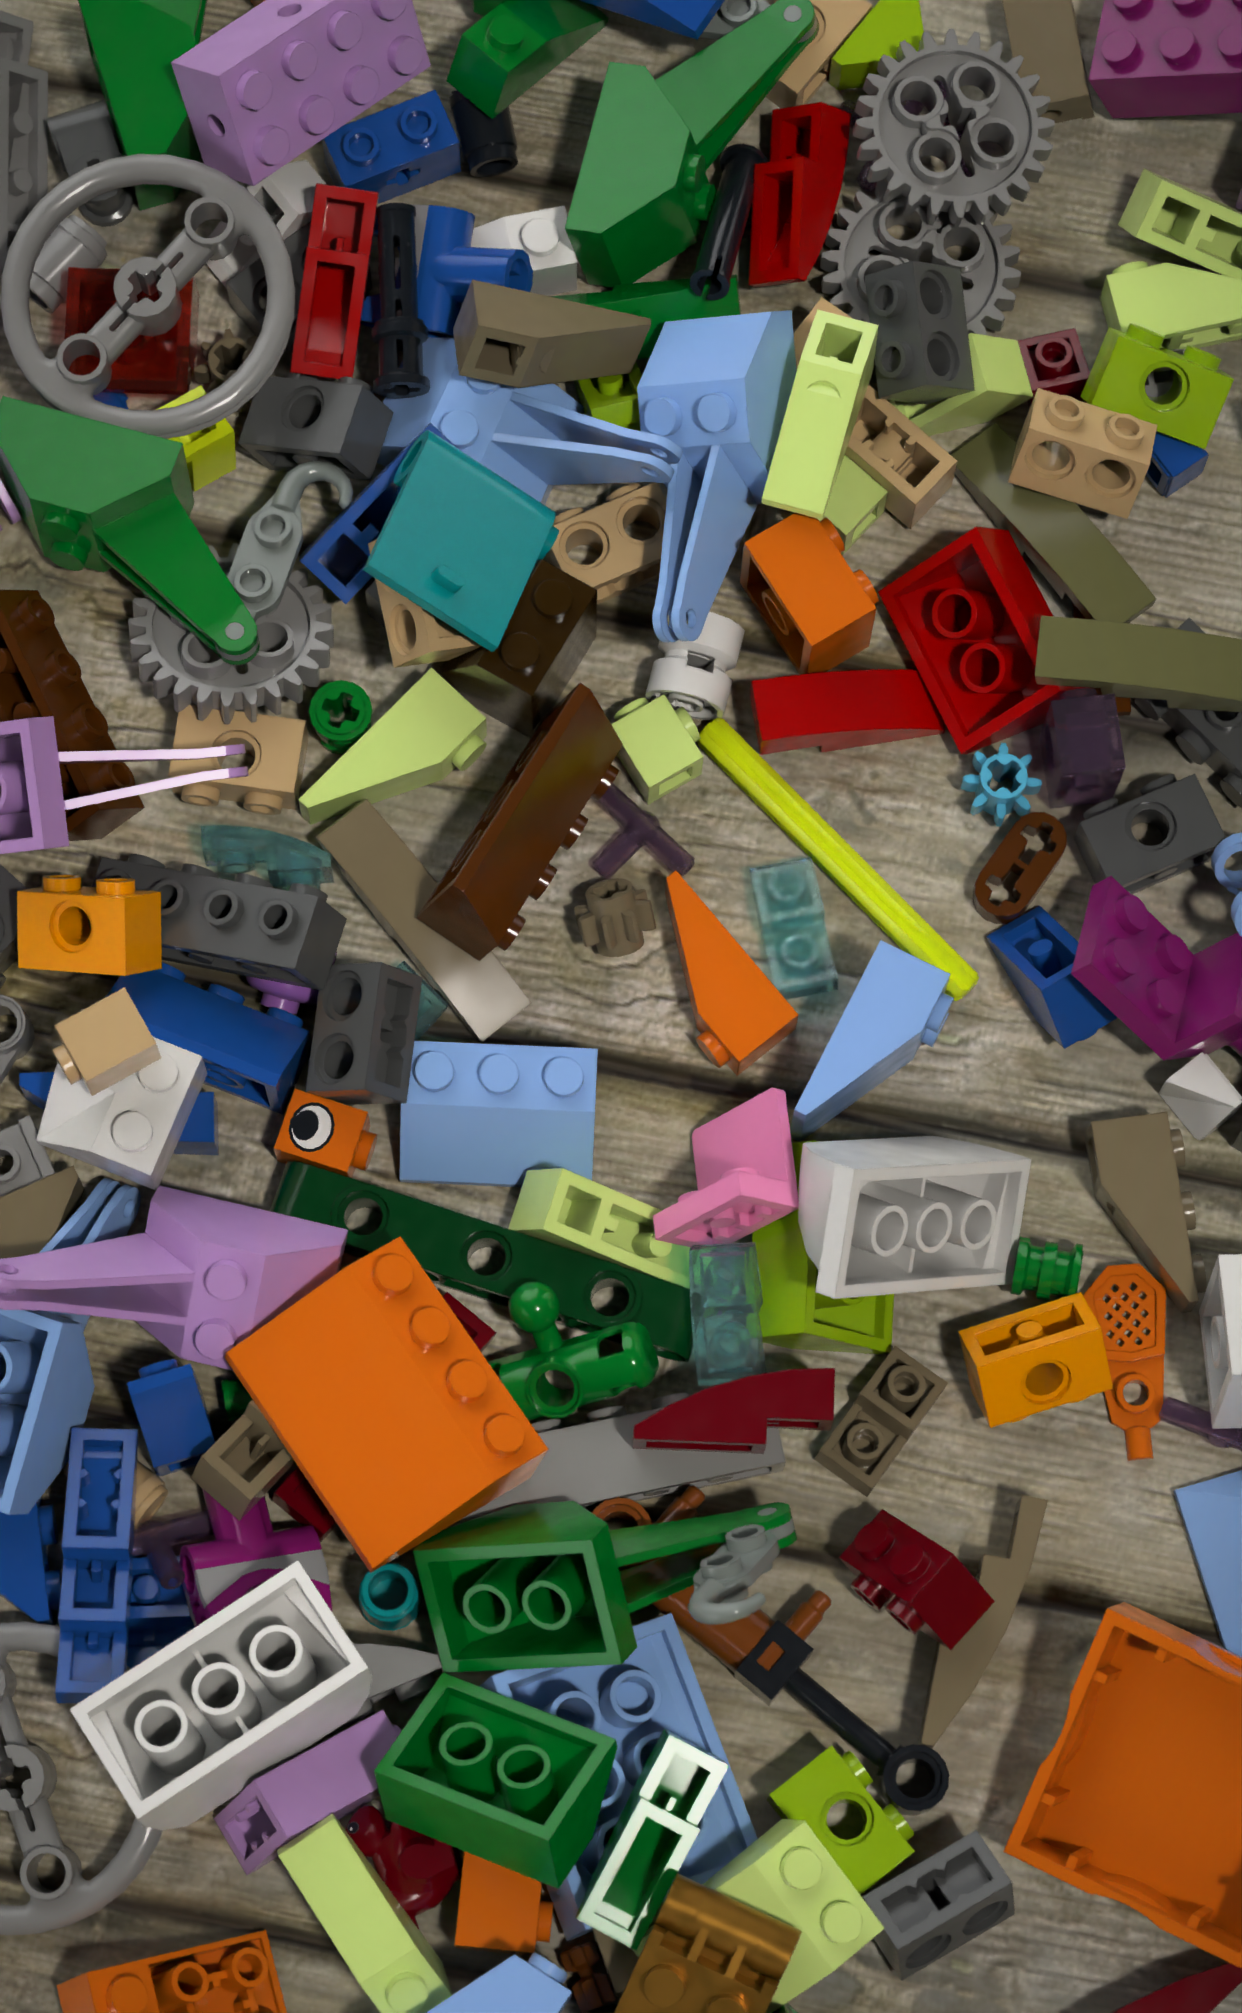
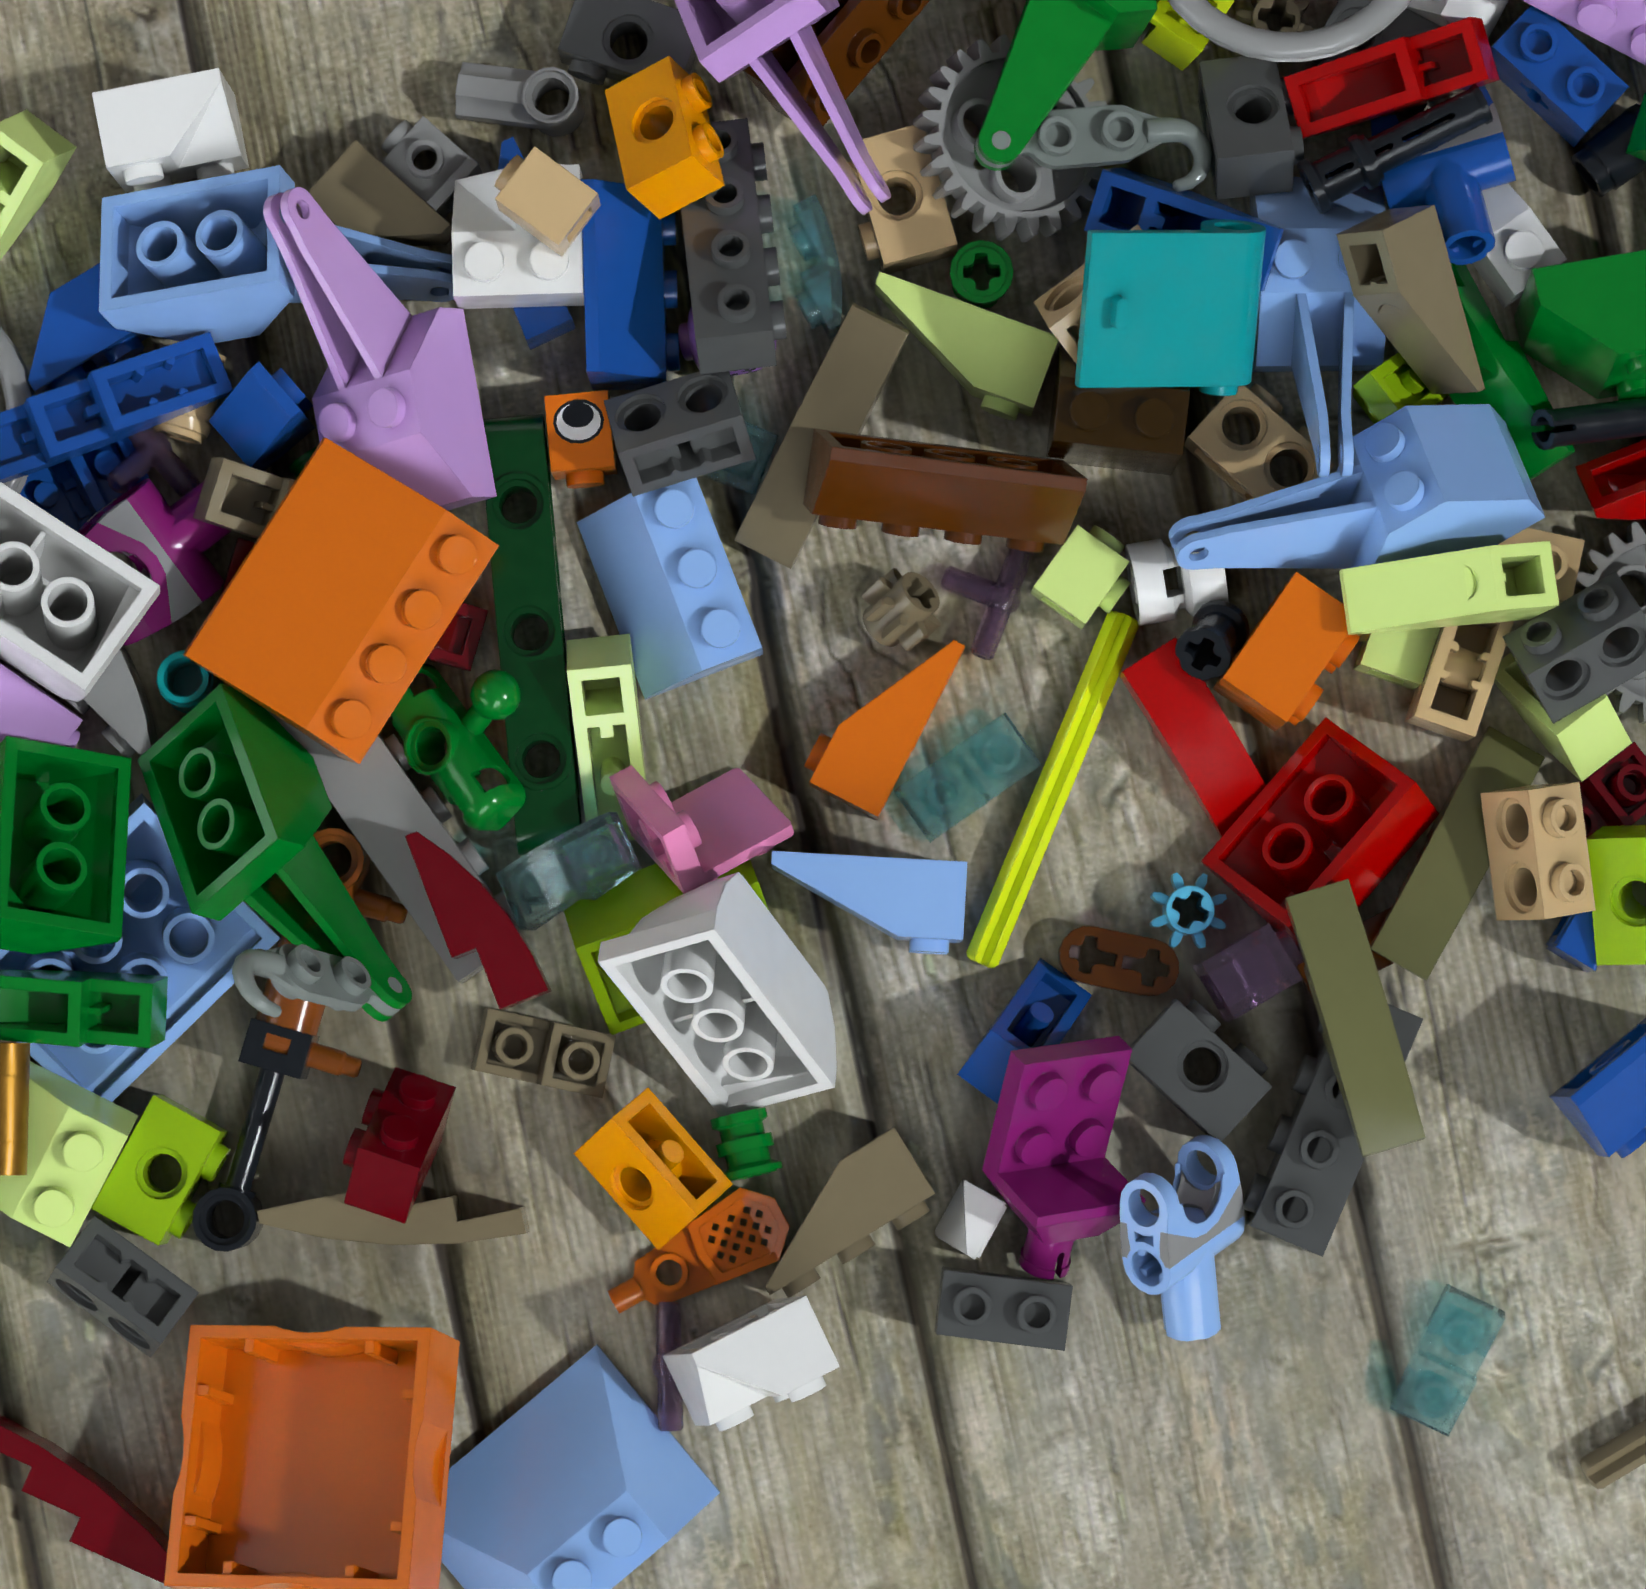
camera: 70 degrees right, 10 degrees up
(759, 632) = (1212, 640): none -> black bush

